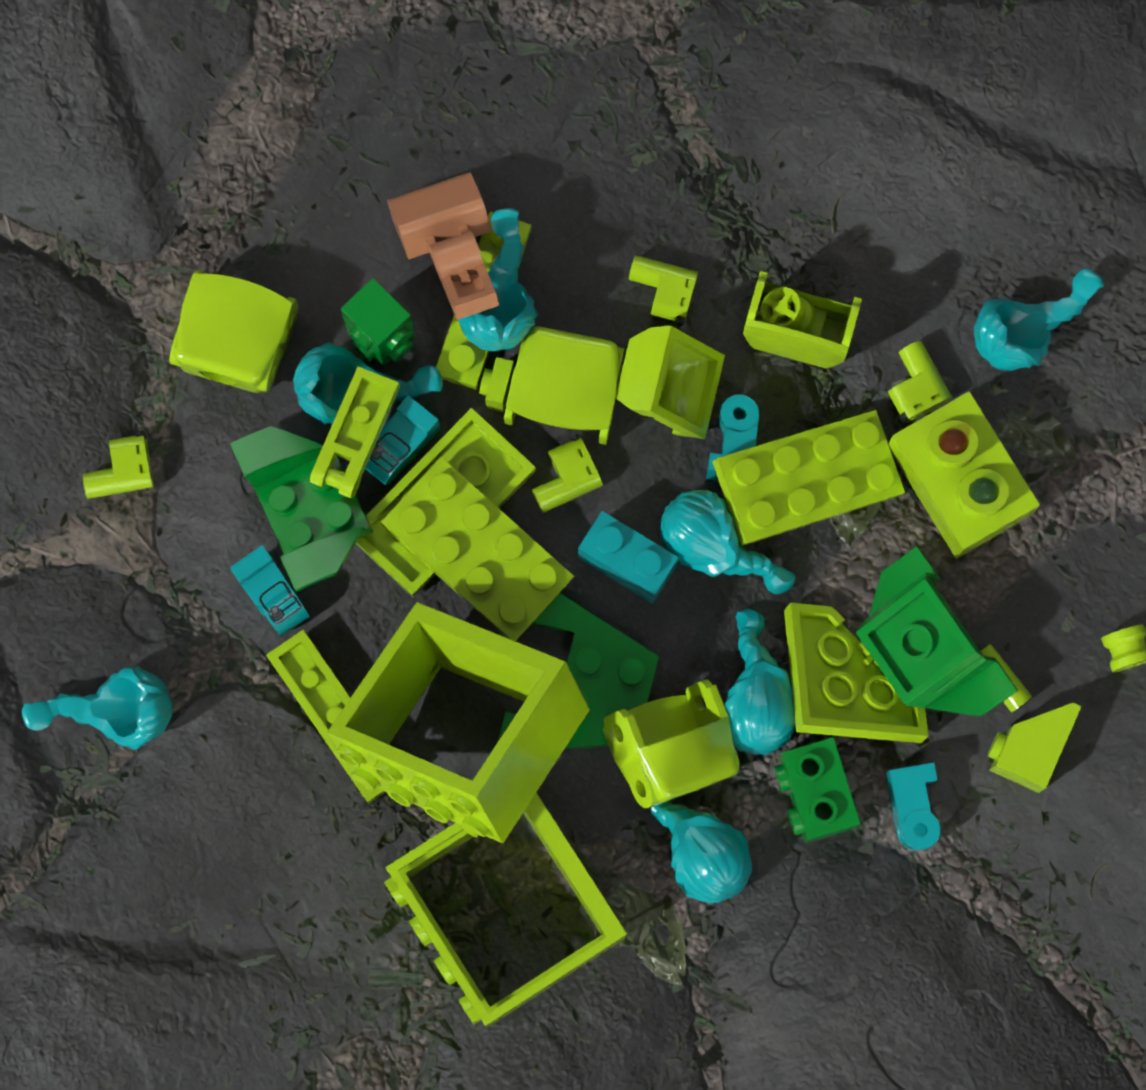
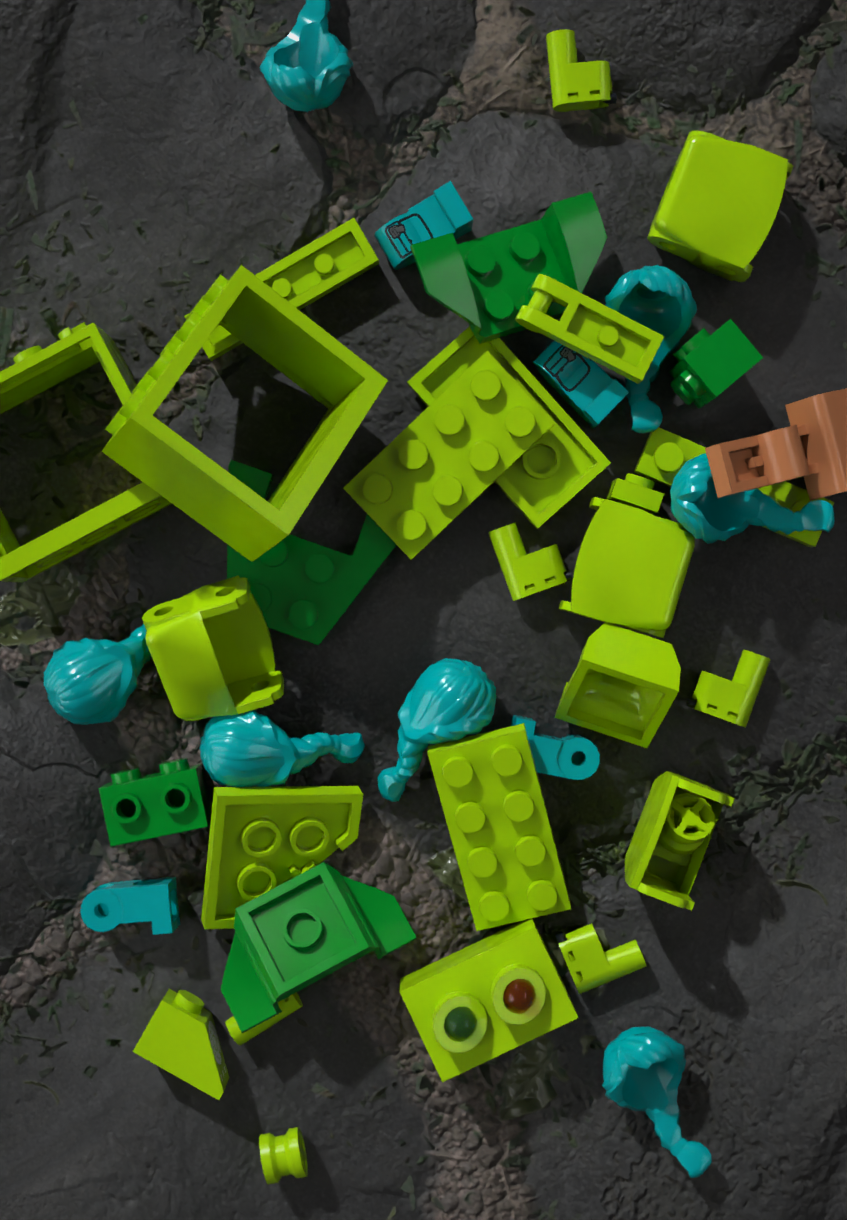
camera: 90 degrees right, 10 degrees up
(627, 557) = (428, 620): teal brick -> none

